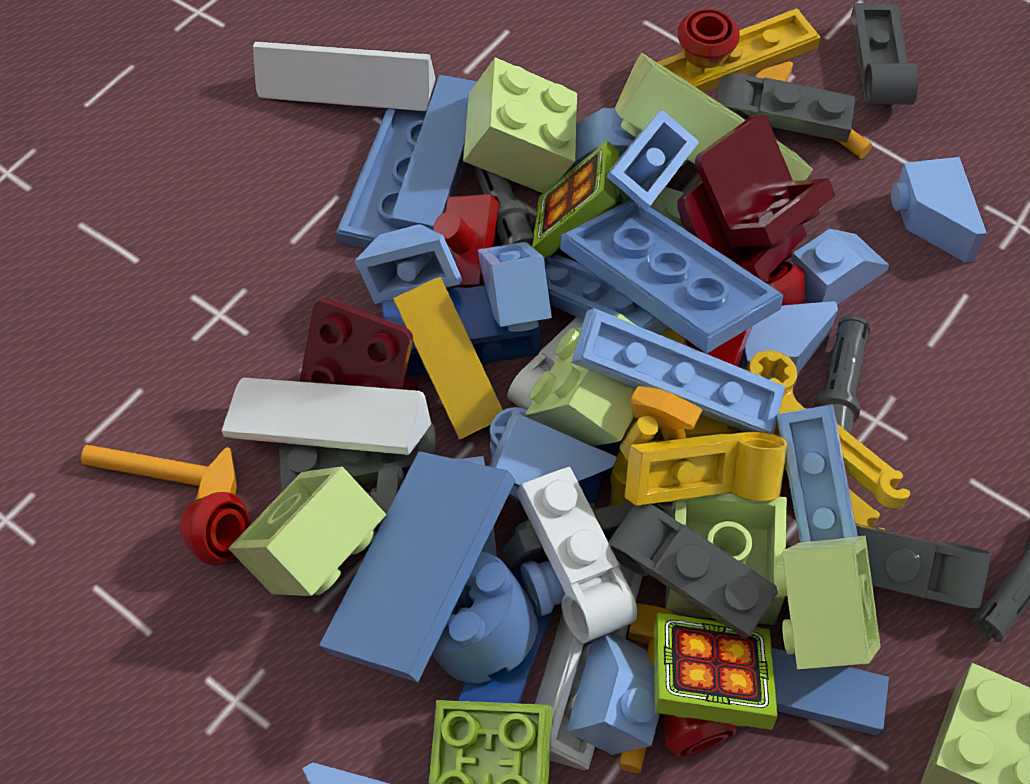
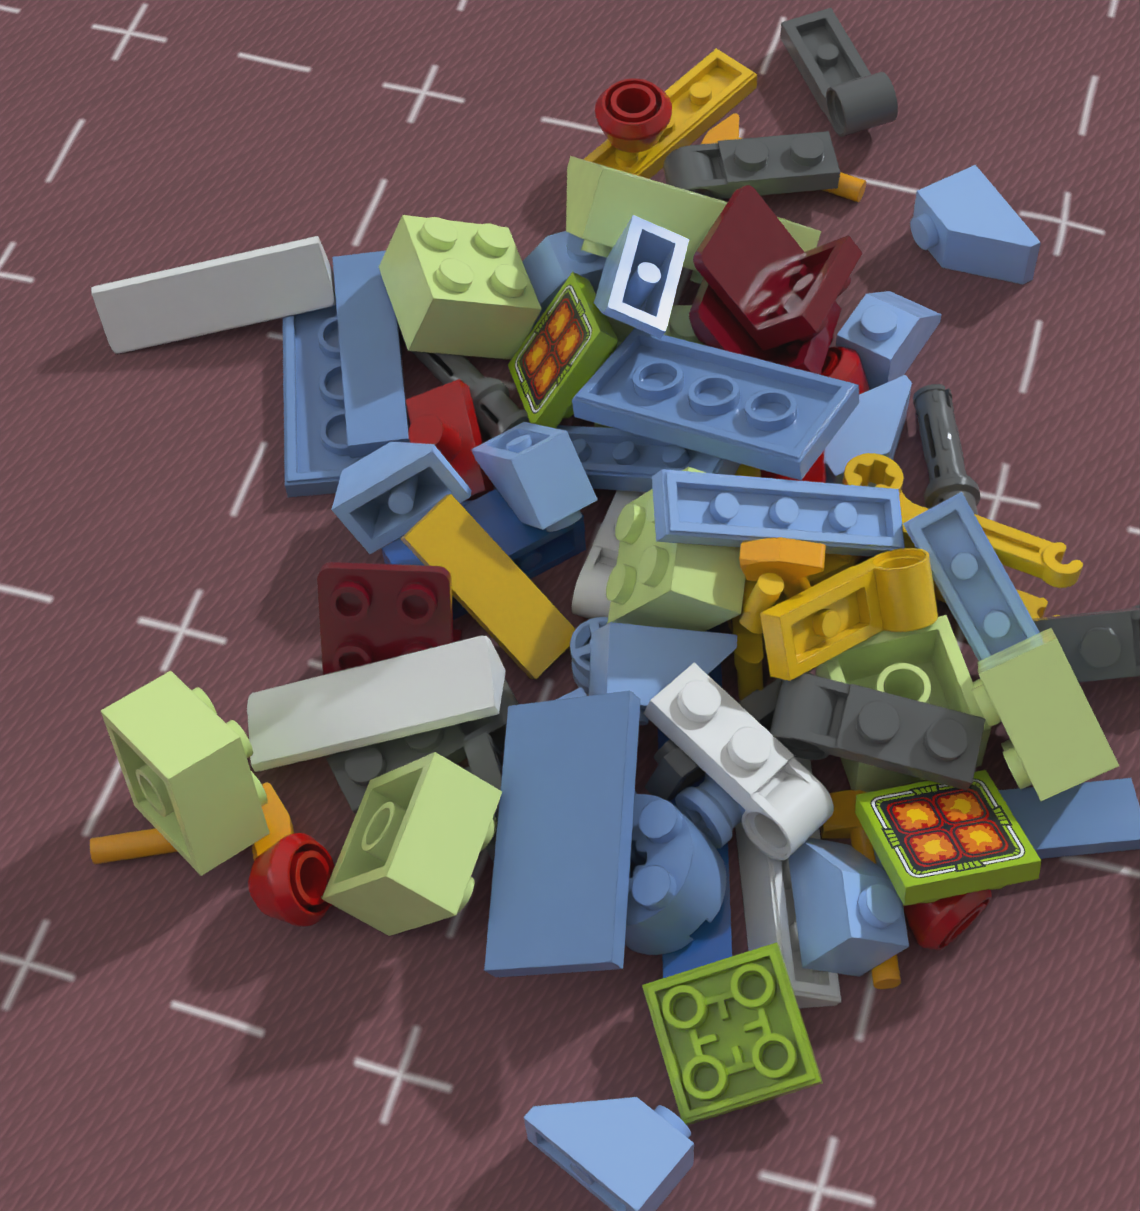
camera: 15 degrees left, 0 degrees up
(168, 418) = (188, 771): none -> yellowish green brick

